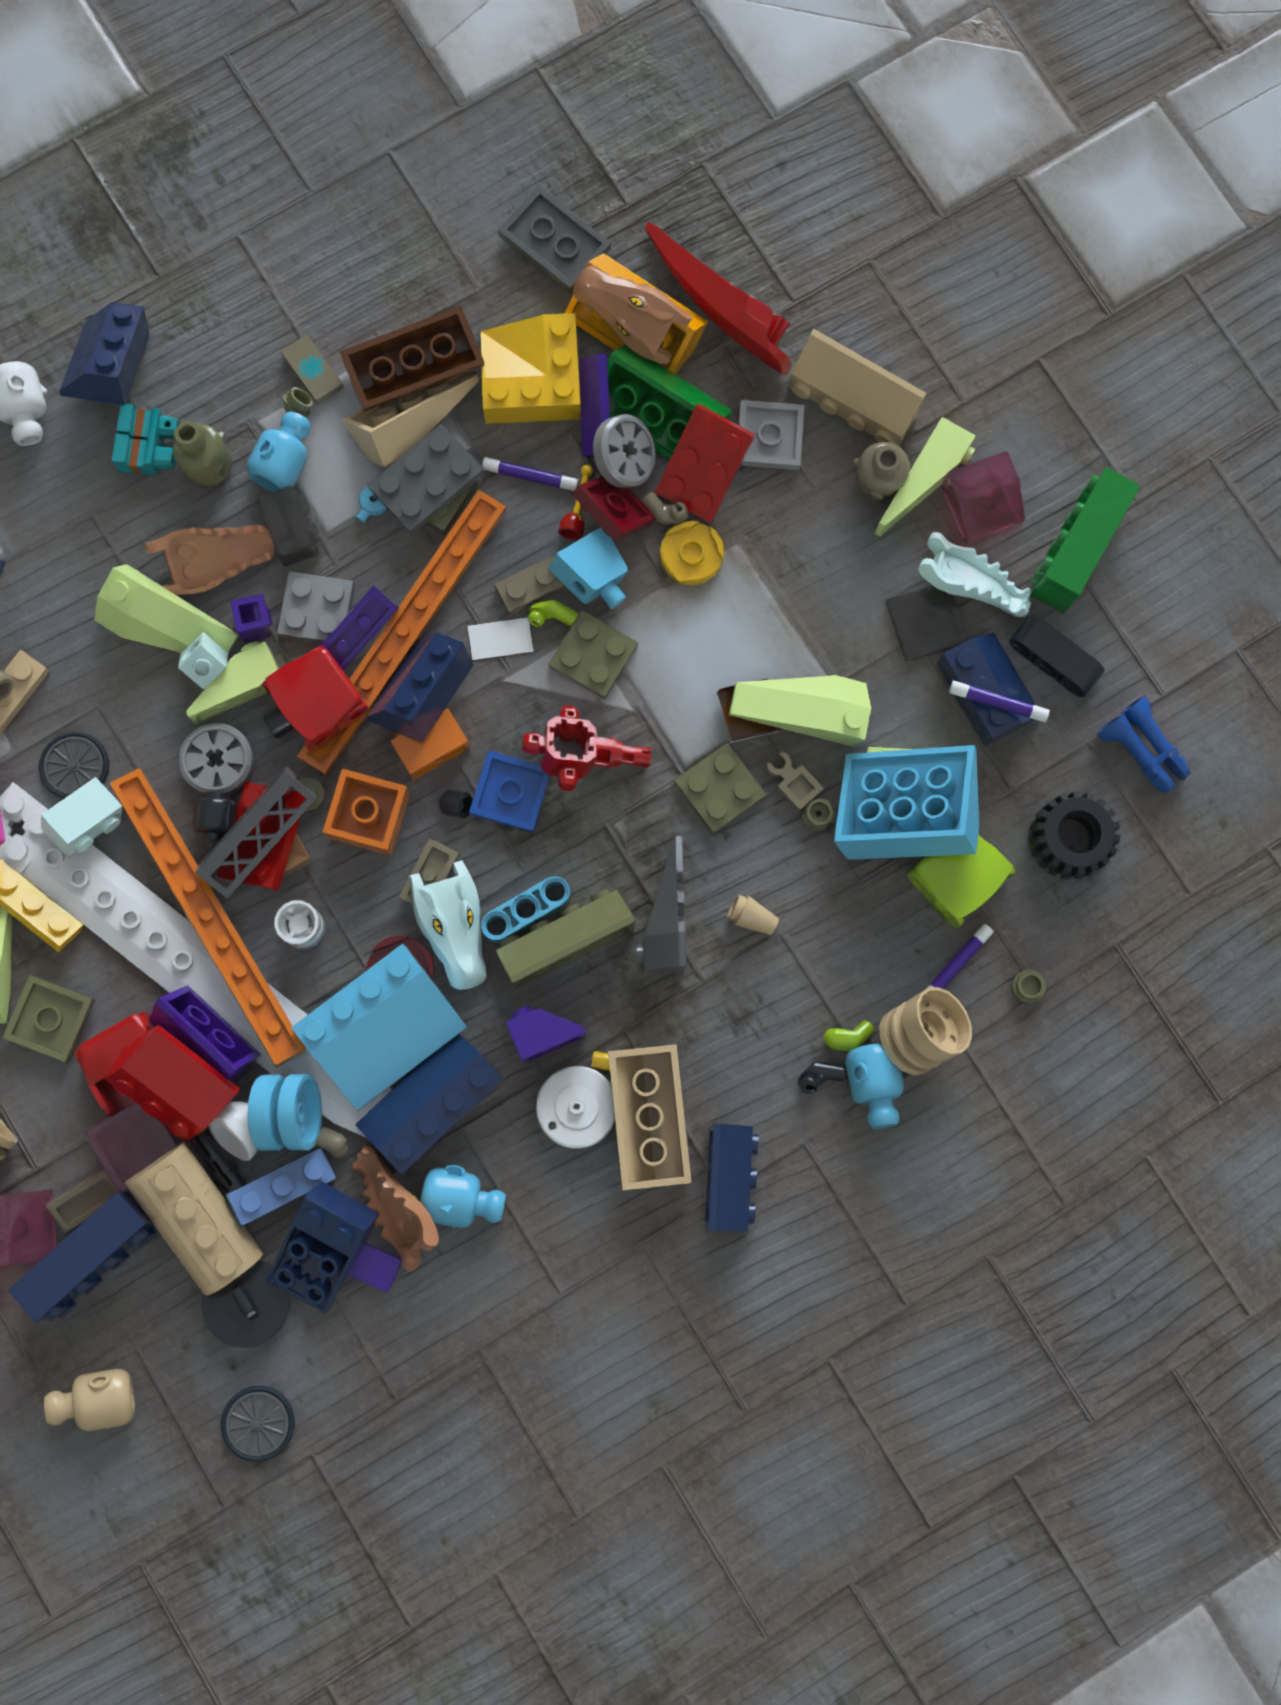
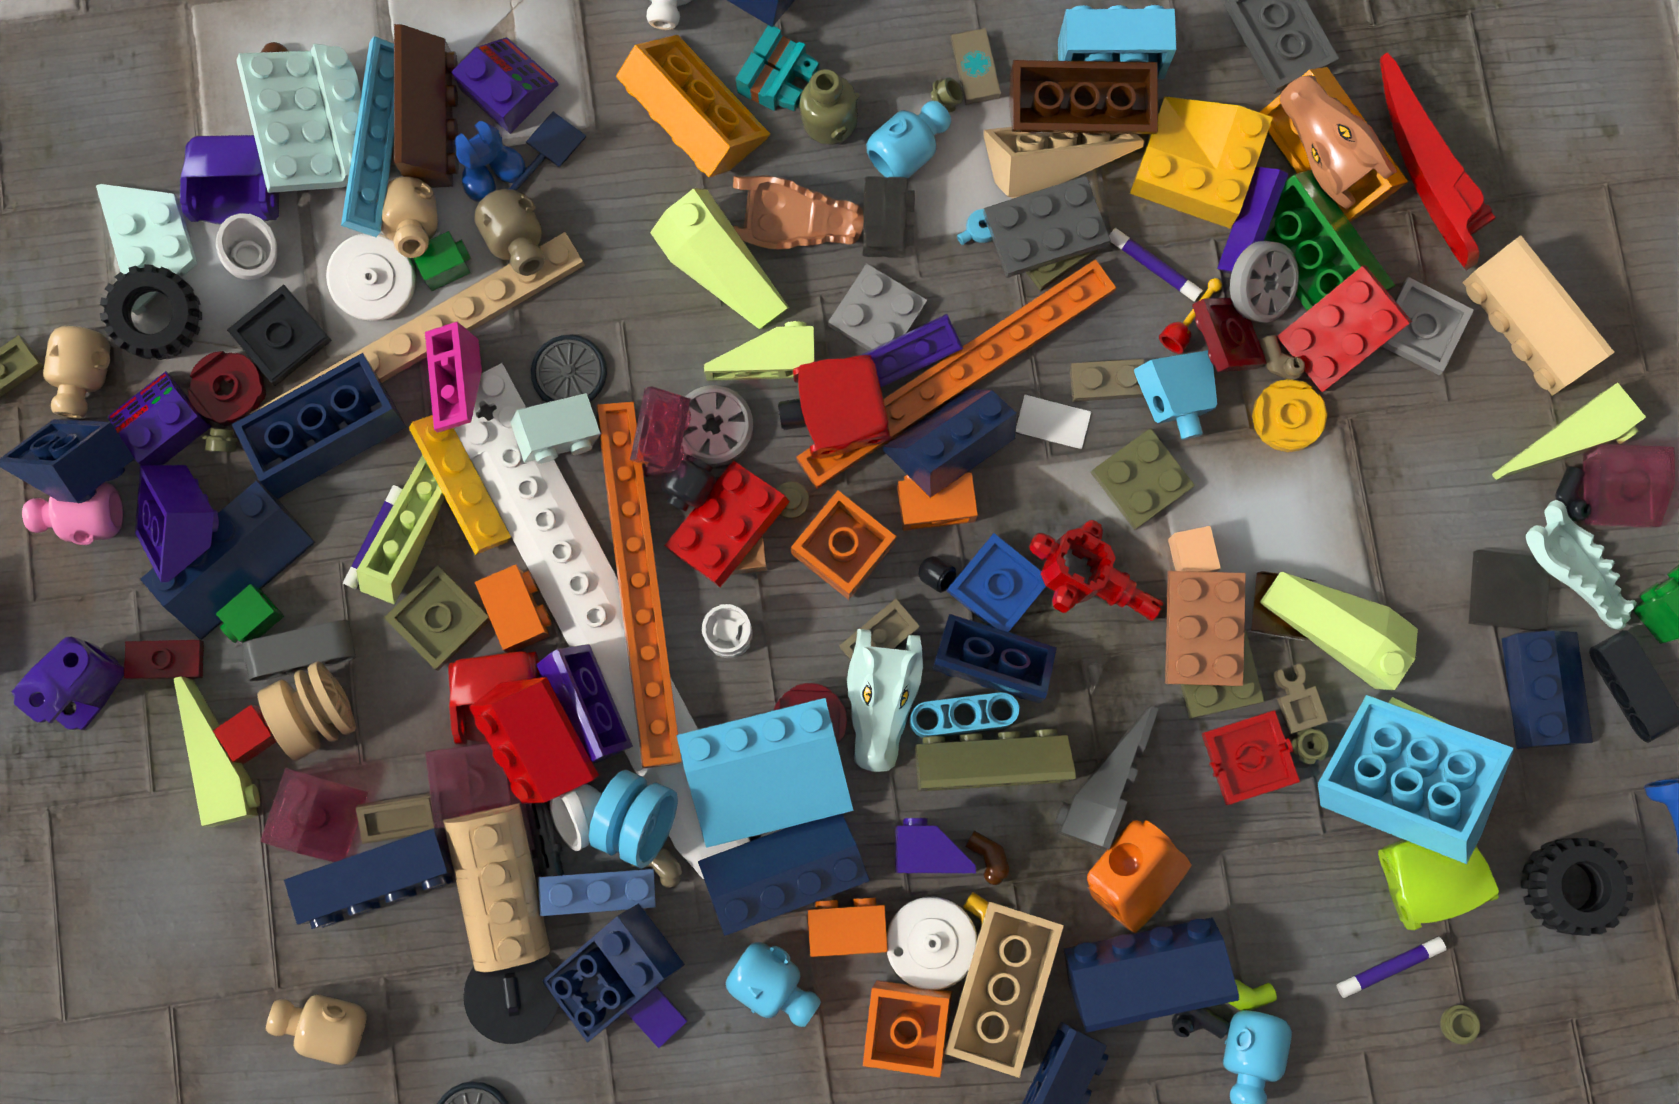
camera: 30 degrees right, 0 degrees up
(83, 497) = (691, 104): none -> light orange slope
(110, 982) = (513, 608): none -> orange brick
(171, 782) = (660, 431): none -> clear pink bracket
(203, 660) = (743, 319): light aqua brick -> none
(250, 819) = (717, 505): dark grey fence -> none
(251, 617) = (810, 296): dark purple brick -> none
(401, 1215) = (706, 976): nougat animal -> none
(420, 295) = (1119, 35): none -> medium azure brick
(502, 1126) = (847, 929): none -> orange brick
(530, 853) = (995, 659): none -> dark blue slope
(551, 609) = (1117, 413): lime arm -> none
(585, 1184) = (907, 1029): none -> orange brick
(598, 1014) = (994, 856): none -> reddish brown arm
(660, 699) = (1194, 550): none -> light nougat brick
(692, 754) = (1205, 628): none -> nougat plate
(719, 977) = (1137, 874): none -> orange piece
(751, 915) = (1195, 821): tan cone -> none
(763, 1053) = (1150, 974): none -> dark blue slope
(774, 844) = (1250, 757): none -> red plate
(882, 470) = (1529, 412): dark tan piece -> none
(925, 1031) = (1332, 1027): tan wheel -> none
(942, 525) = (1568, 495): none -> black arm
(999, 701) = (1557, 711): dark purple bar -> none

